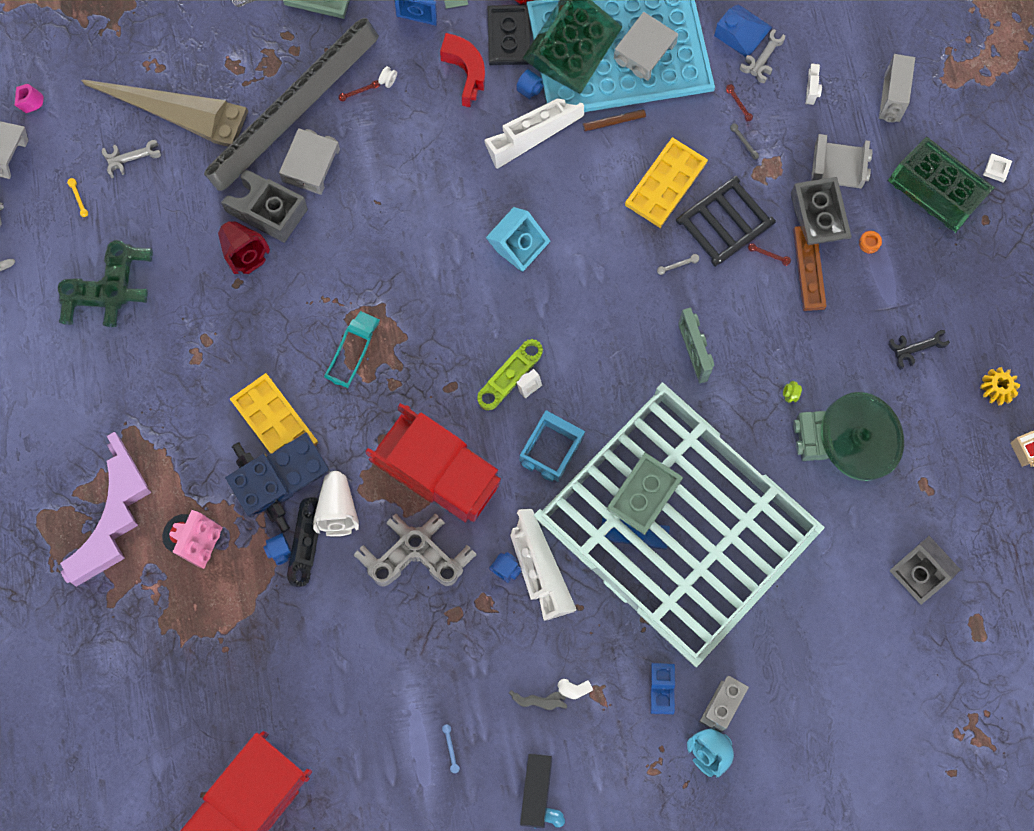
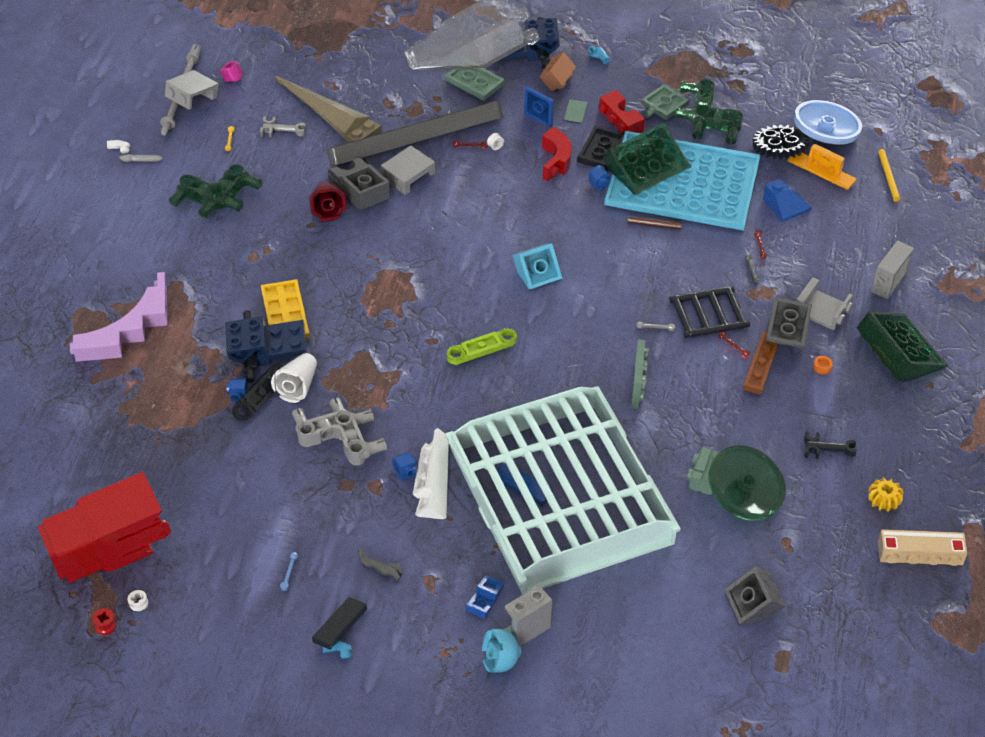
camera: 25 degrees right, 25 degrees down
(191, 537) = (180, 357): bright pink plate -> none
(361, 326) = (385, 277): teal piece -> none
(436, 465) = (389, 375): red piece -> none
(529, 383) = (493, 355): white plate -> none
(531, 130) = (585, 204): white wedge -> none
(560, 426) = (481, 388): dark azure window -> none
(573, 691) = (411, 569): white arm -> none
(644, 45) = (700, 177): light grey panel -> none
(644, 493) = (540, 442): sand green plate -> none
(666, 182) = (673, 271): yellow plate -> none
(757, 68) = (789, 228): light grey bar -> none
(792, 392) = (703, 436): lime plate -> none
(813, 87) = (825, 250): white plate -> none
(997, 168) = (955, 351): white plate -> none

